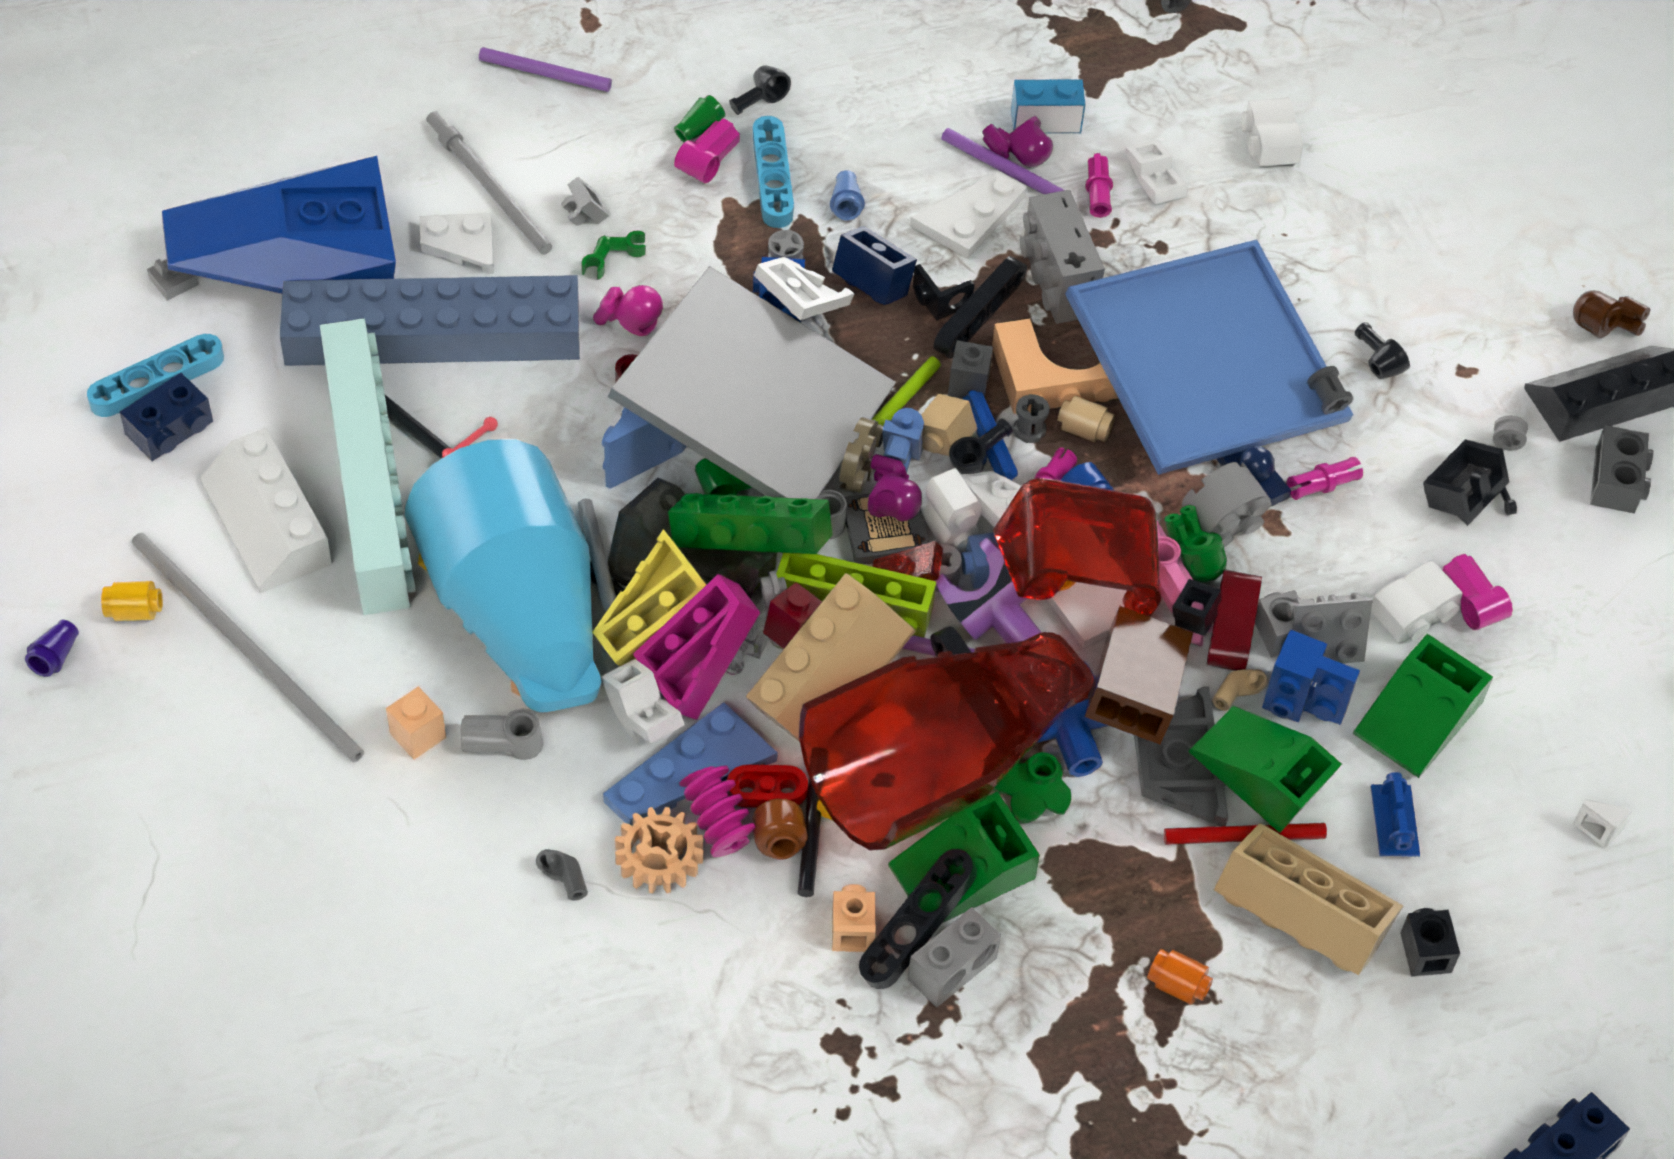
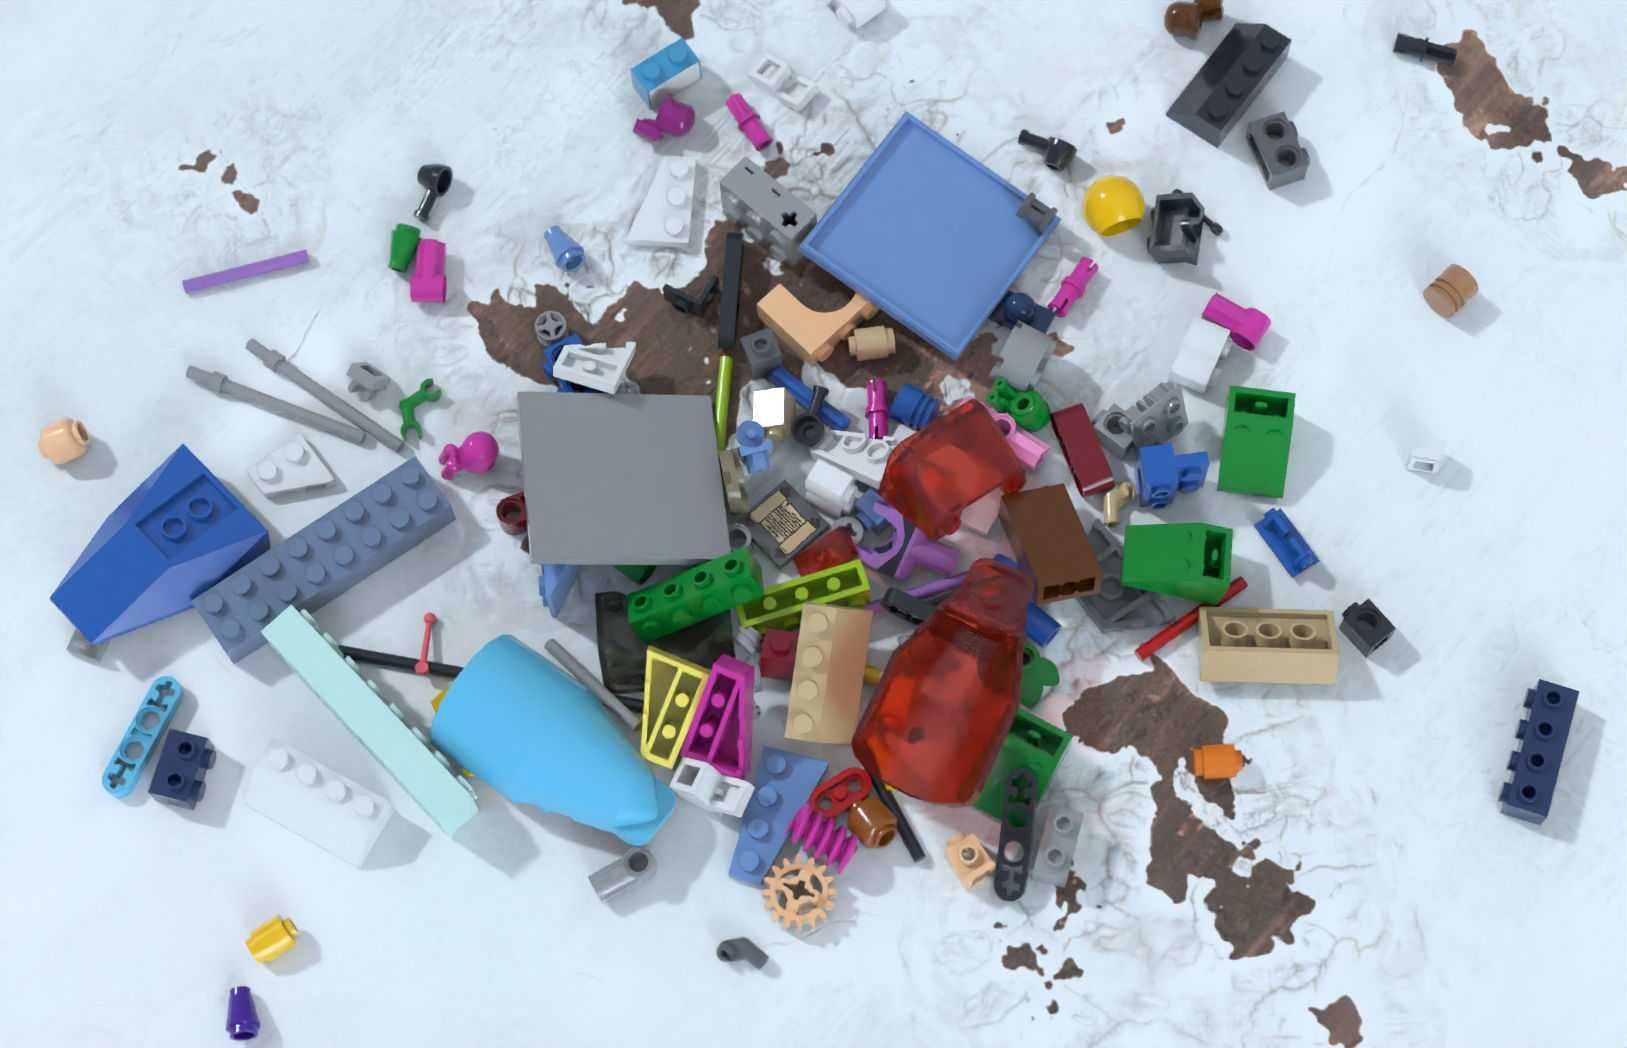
camera: 25 degrees left, 15 degrees up
(248, 648) = (382, 919): light grey piece -> none
(279, 109) = (63, 441): none -> light nougat head
(416, 723) = (557, 905): light nougat brick -> none
(515, 151) = (276, 362): none -> light grey bar
(770, 171) = (492, 258): medium azure beam -> none
(874, 265) = (630, 304): dark blue brick -> none
(894, 492) = (779, 499): magenta piece -> none
(999, 162) = (658, 145): medium lavender bar -> none
(1039, 413) = (834, 359): dark grey bush -> none
(1197, 609) = (1056, 463): black piece -> none
(1413, 427) = (1113, 205): none -> yellow helmet
(1510, 433) = (1181, 166): light grey bush -> none

